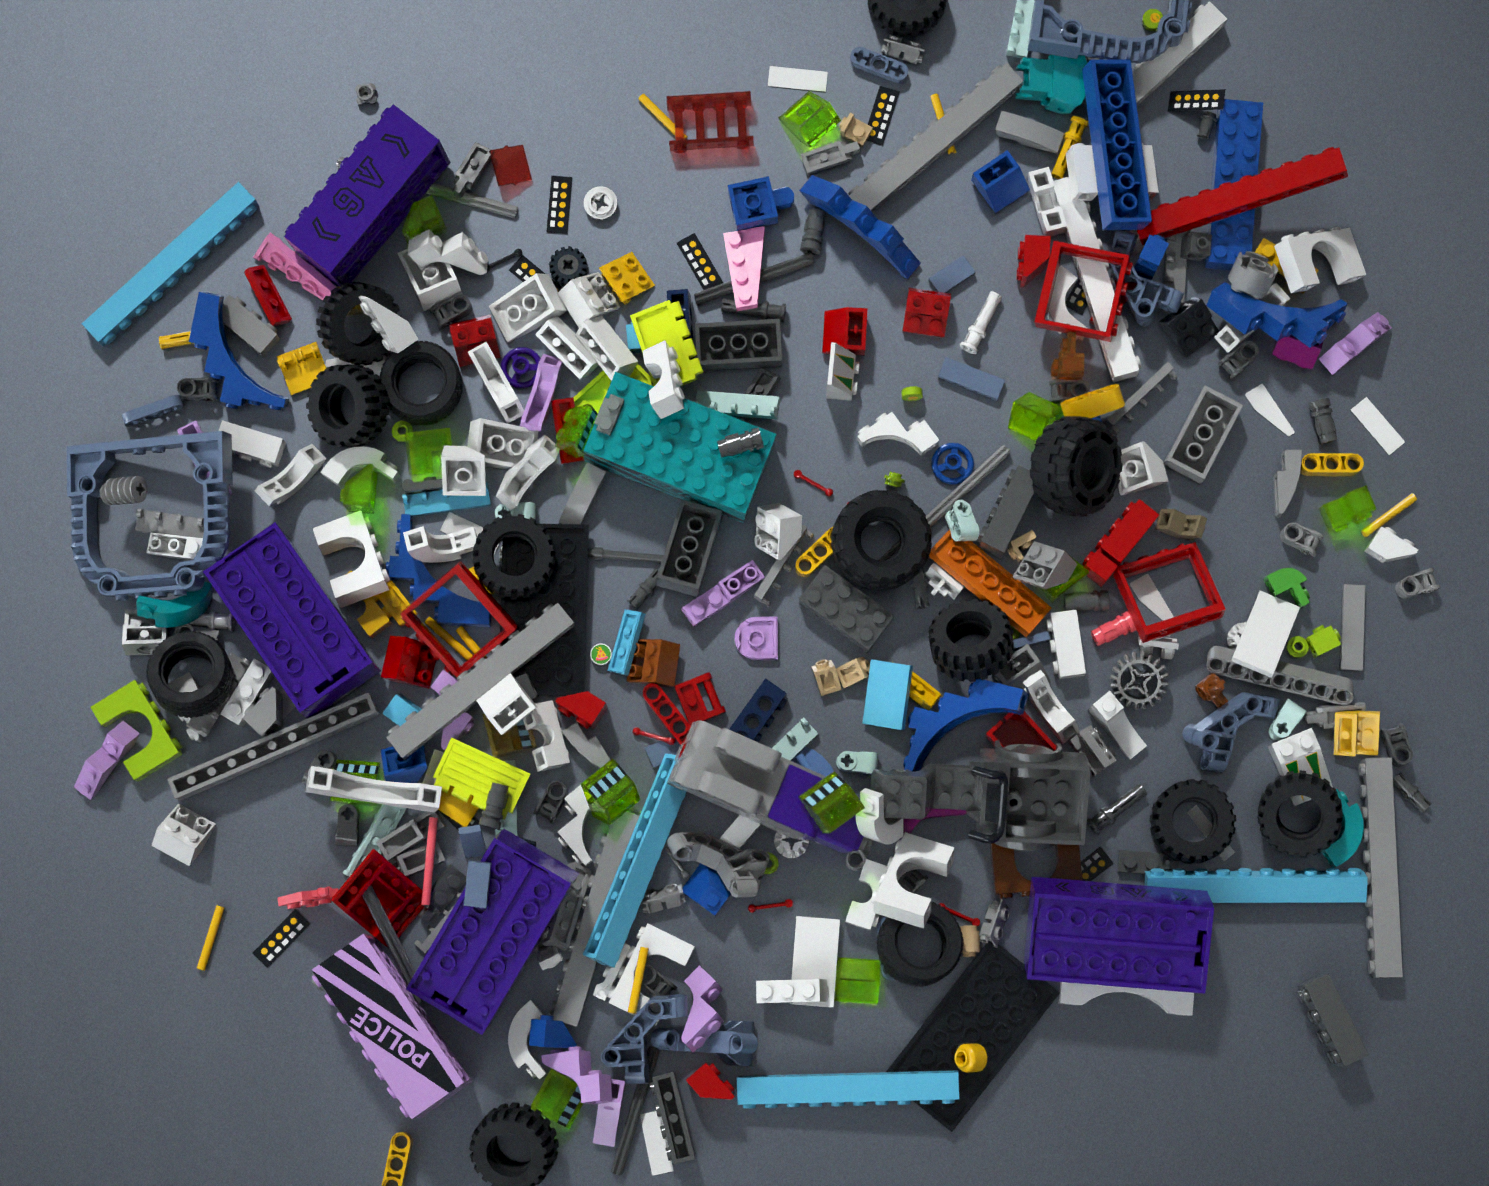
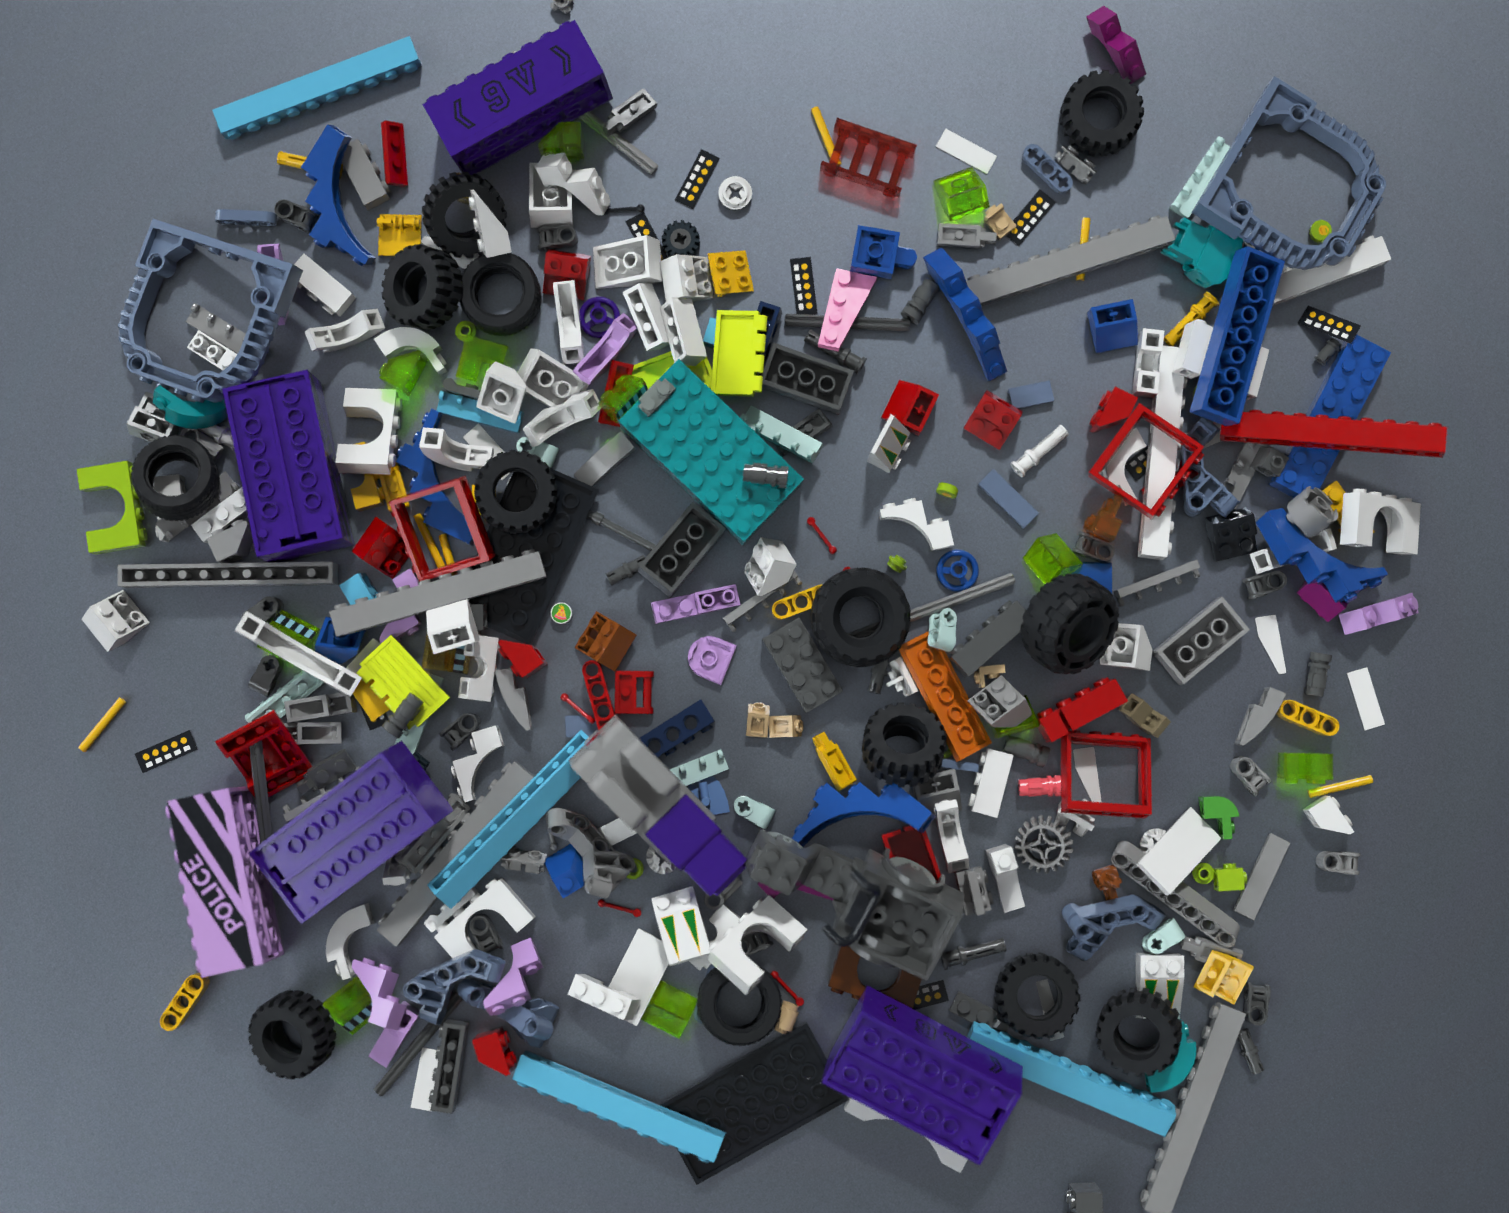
camera: 20 degrees right, 5 degrees up
(103, 761) = (66, 525): lavender arch -> none
(124, 490) = (183, 282): light grey piece -> none
(296, 269) = (429, 139): bright pink wing -> none
(308, 898) = (196, 728): coral plate -> none
(429, 861) = (325, 739): coral bar -> none
(472, 841) = (371, 737): sand blue tile -> none
(477, 884) = (349, 788): sand blue tile -> none
(510, 165) = (667, 123): clear red piece -> none
(550, 1033) = (368, 944): blue slope -> none
(610, 792) = (513, 746): clear neon green slope -> none
(626, 642) = (588, 612): medium azure tile -> none
(638, 978) = (468, 928): yellow piece -> none
(666, 394) = (716, 401): white arch -> none
(831, 802) = (708, 847): clear neon green slope -> none
(835, 894) = (681, 926): none -> white slope
(872, 822) = (740, 877): white arch -> none
(887, 694) = (806, 761): medium azure tile -> none
(971, 1057) = (741, 1127): yellow head -> none
(998, 914) = (823, 1004): light grey hinge -> none
(1029, 132) = (1159, 290): light grey slope -> none
(1094, 402) = (1111, 570): yellow beam -> none
(1151, 256) = (1223, 455): blue arch -> none

